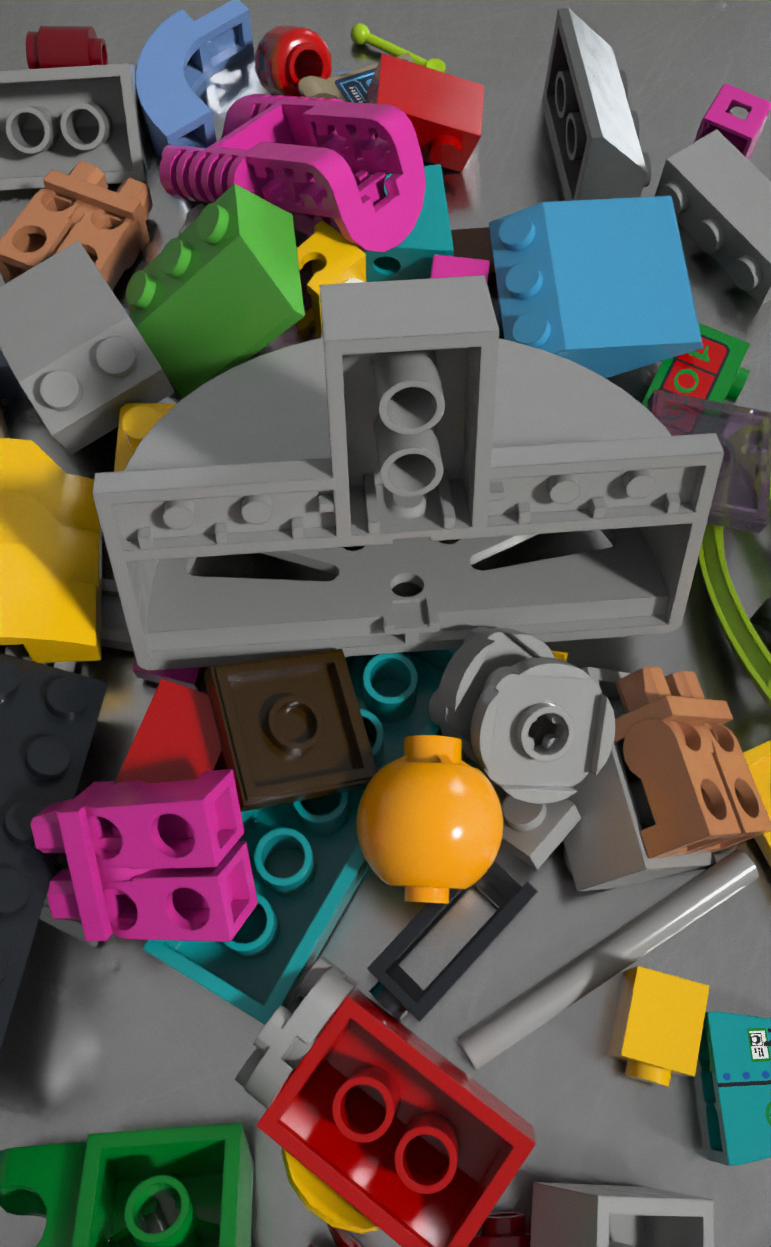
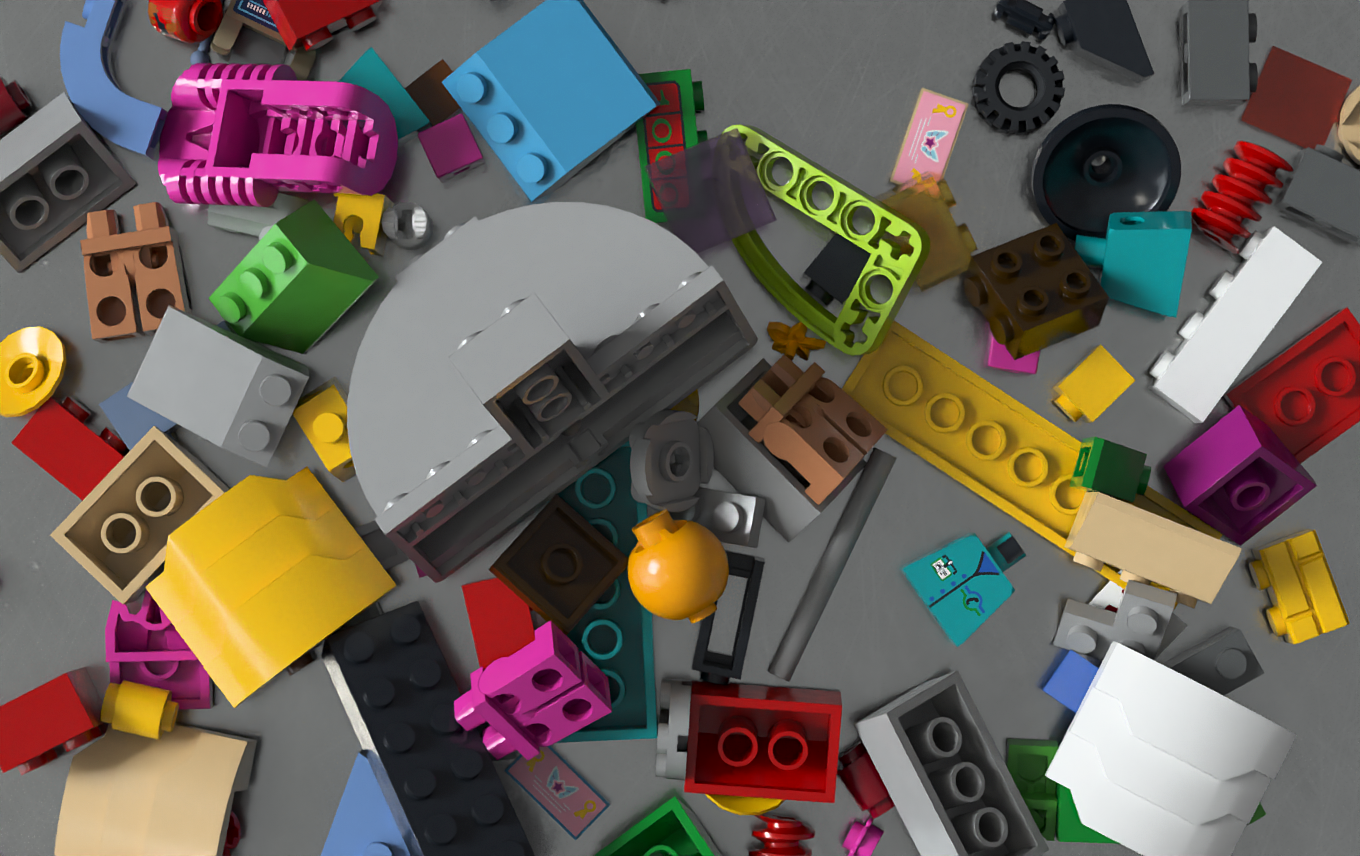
camera: 25 degrees left, 20 degrees up
(114, 1018) = (559, 789): none -> bright pink tile
(514, 701) = (691, 454): light grey plate -> none
(658, 1025) = (880, 591): yellow brick -> none
(712, 668) = (793, 340): none -> light orange plant

